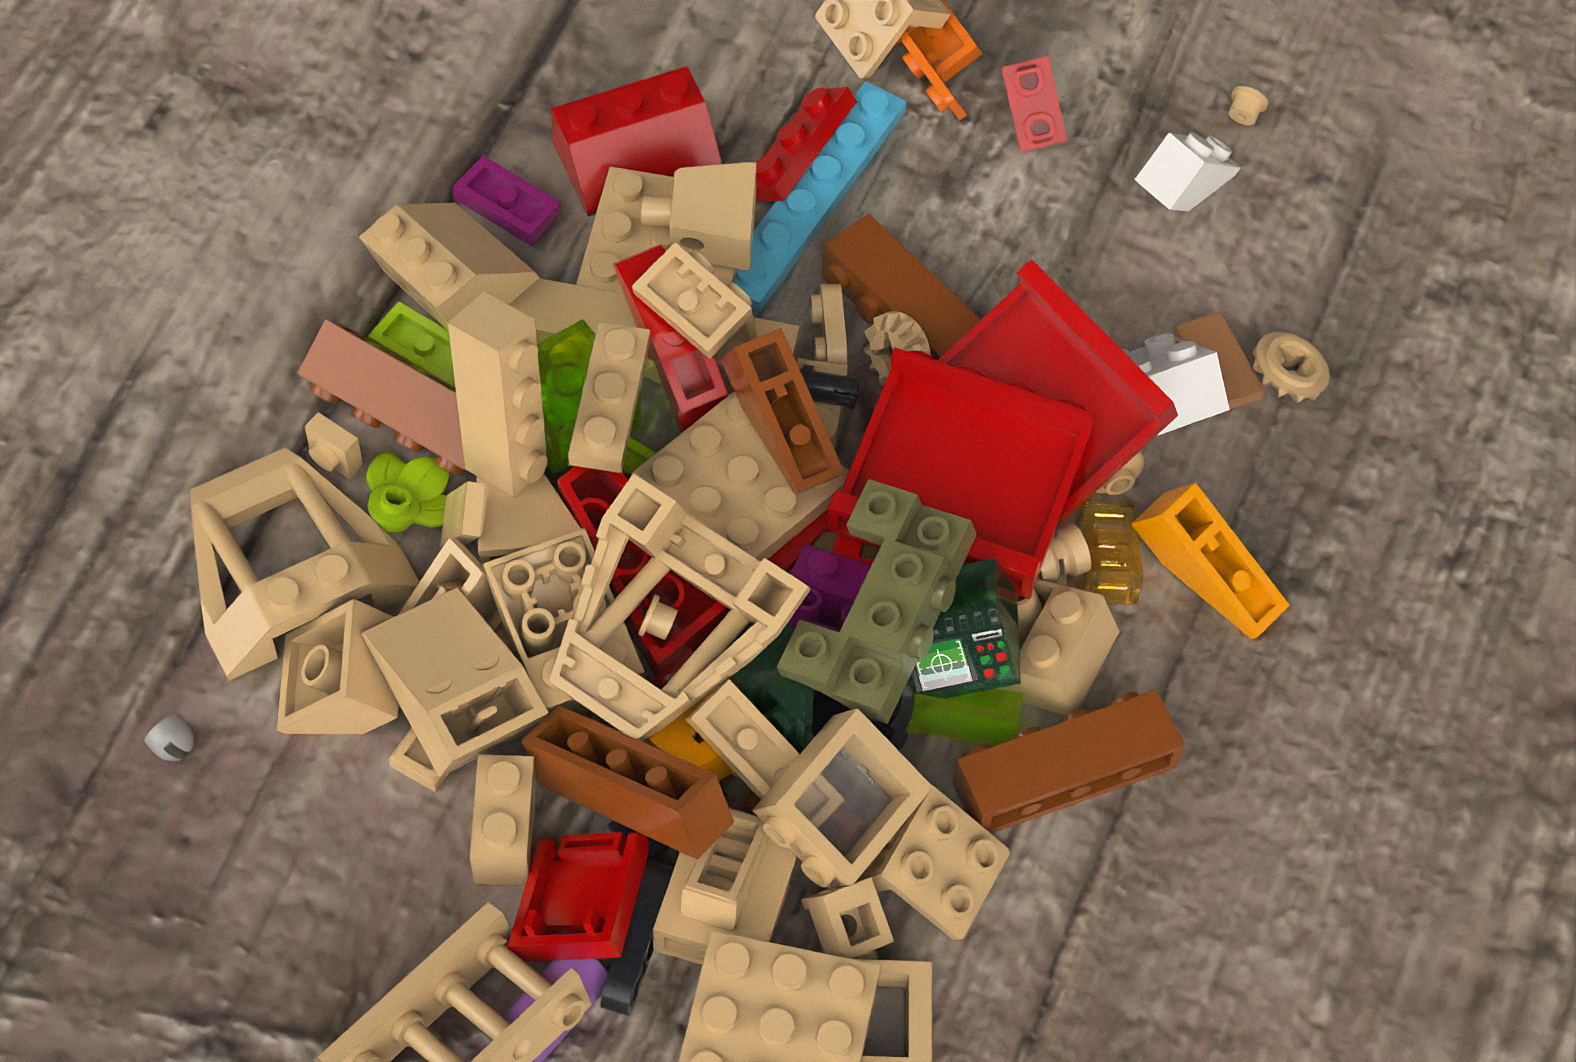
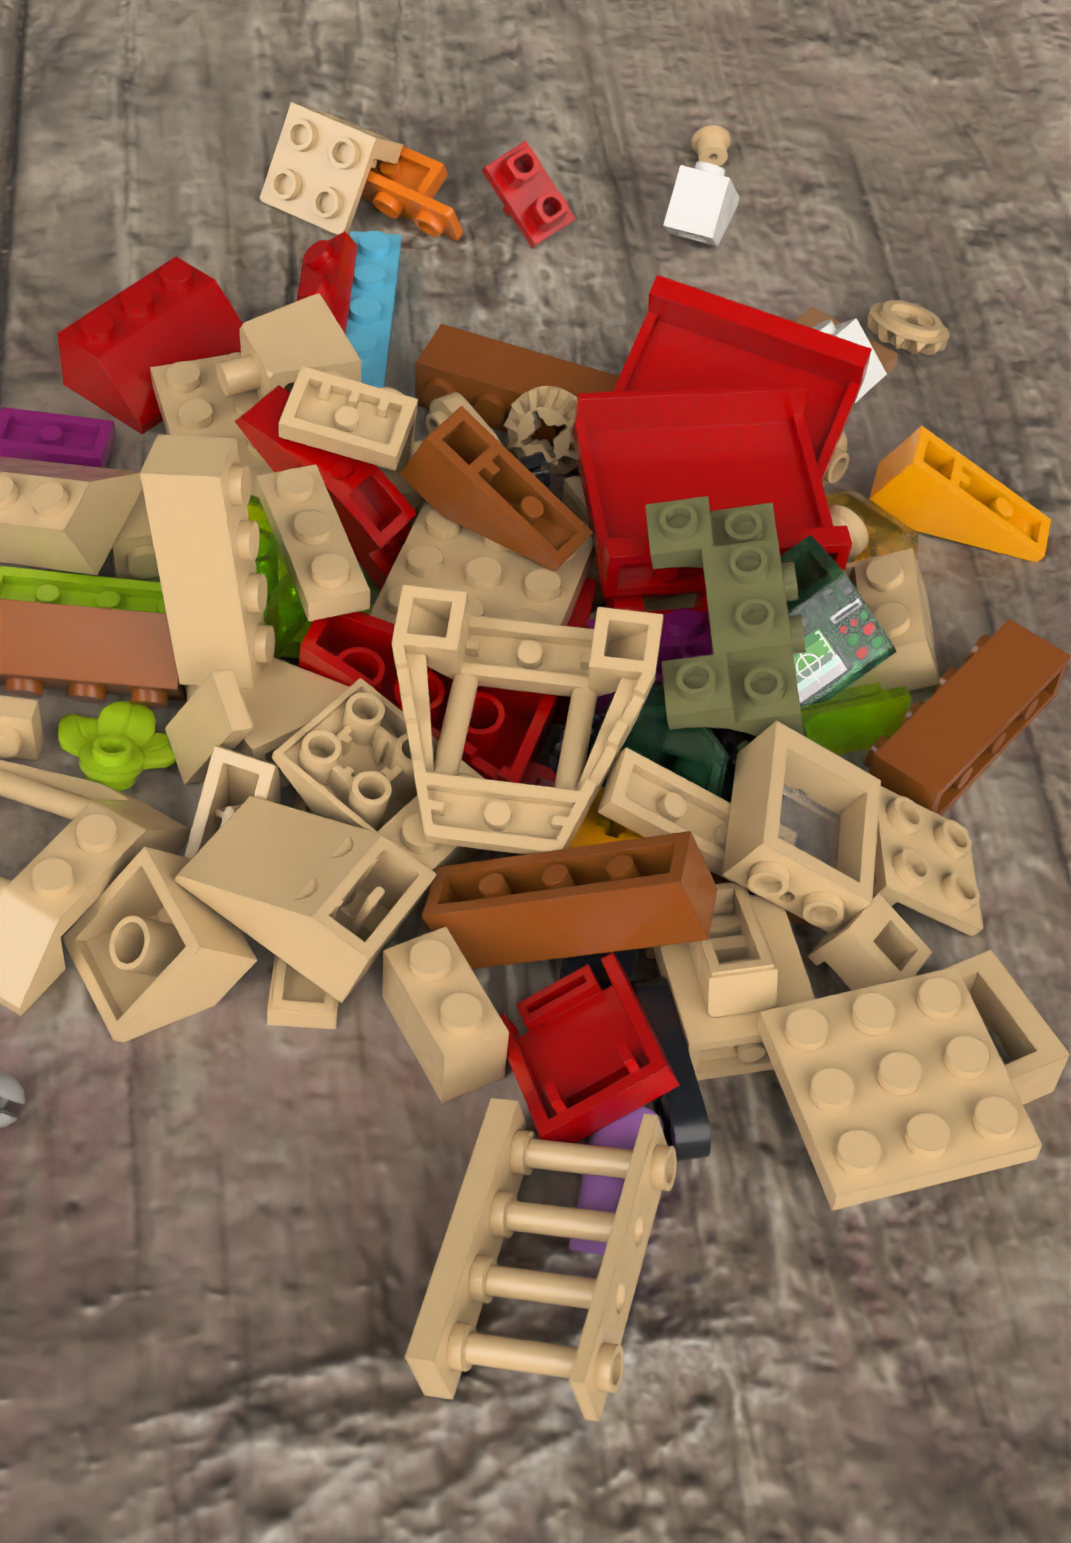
camera: 30 degrees left, 10 degrees down
(658, 619) = (495, 734): tan piece -> none

